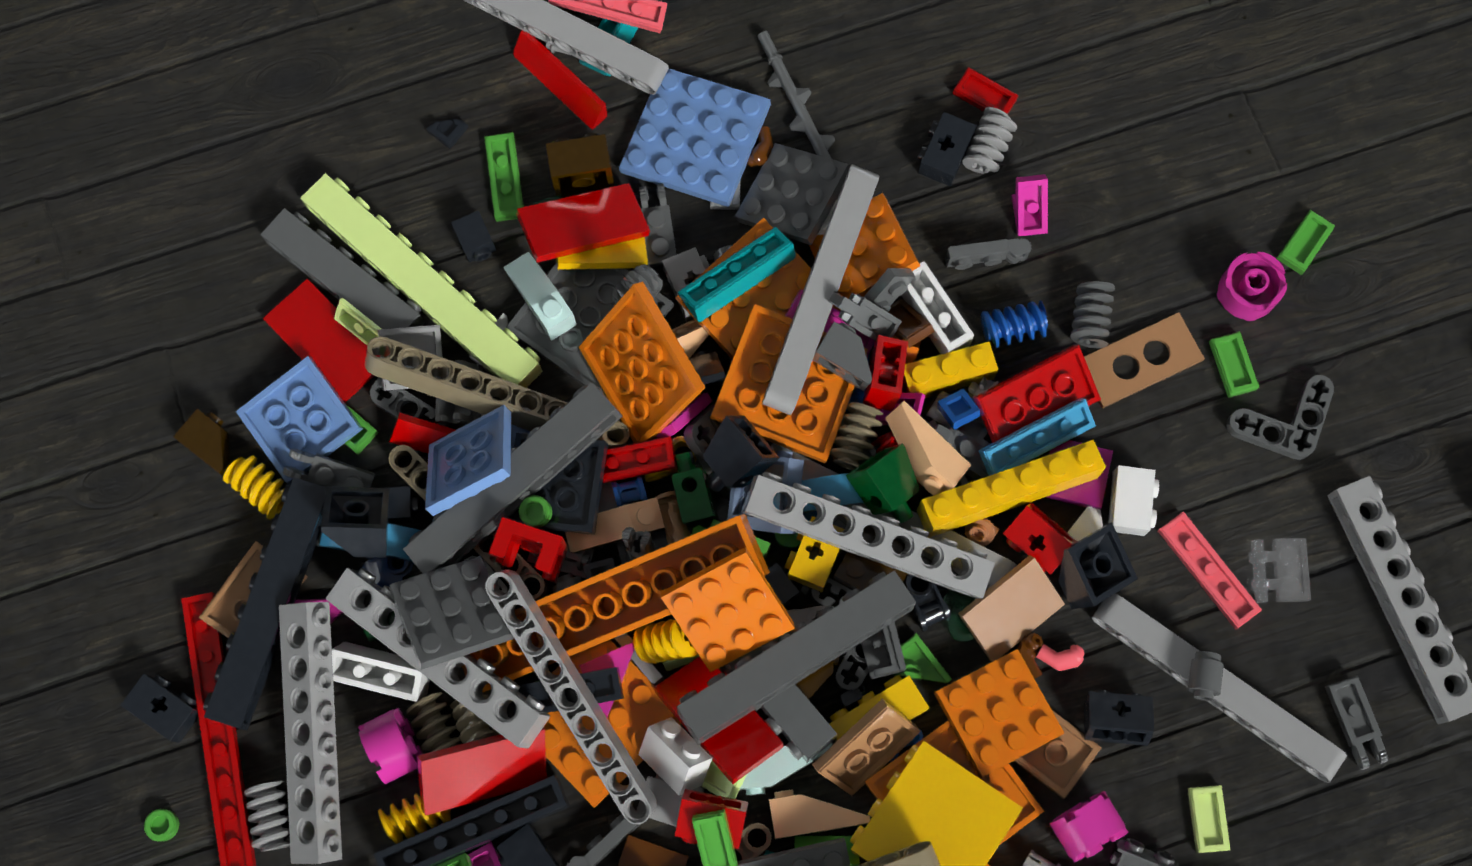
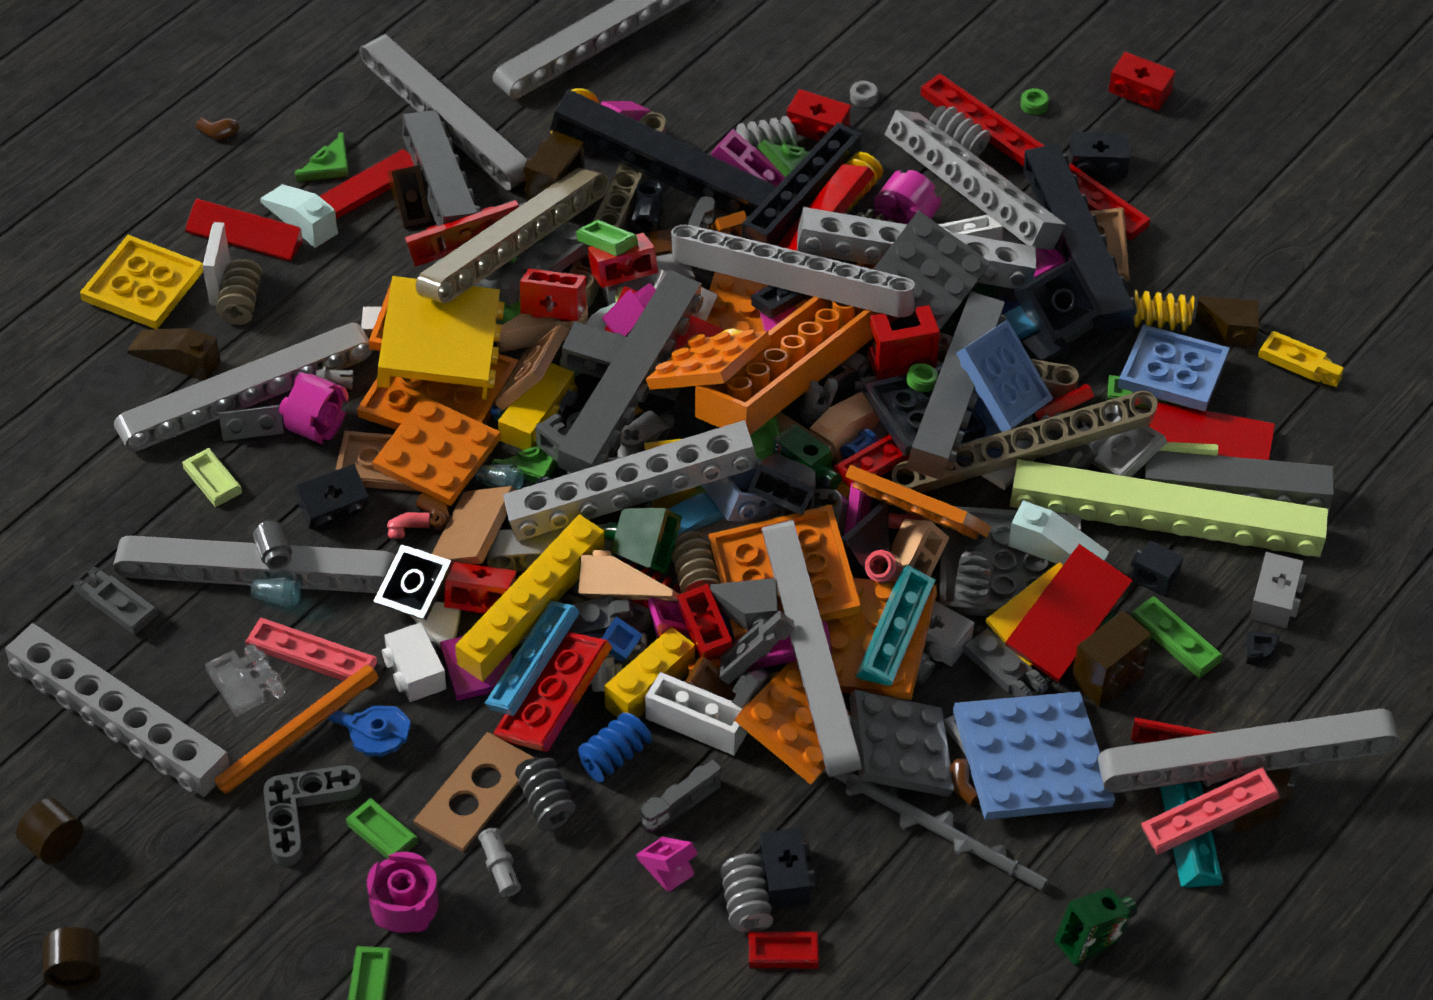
camera: 145 degrees right, 25 degrees down
(31, 770) = (1141, 81): none -> red brick
(185, 371) = (1300, 359): none -> yellow hinge
(328, 471) = (1114, 342): dark grey hinge -> none
(393, 176) = (1276, 590): none -> light grey brick
(566, 835) = (730, 223): none -> orange tile
(706, 337) = (877, 560): none -> coral brick
(742, 744) = (628, 309): none -> dark pink slope
(804, 811) = (553, 295): none -> red brick
(953, 656) = (501, 475): none -> clear light blue cone
(1159, 279) = (499, 862): none -> light grey pin
(1194, 454) = (376, 729): none -> blue piece
(1209, 639) = (278, 591): none -> clear light blue cone
(1260, 492) = (295, 729): none -> orange axle

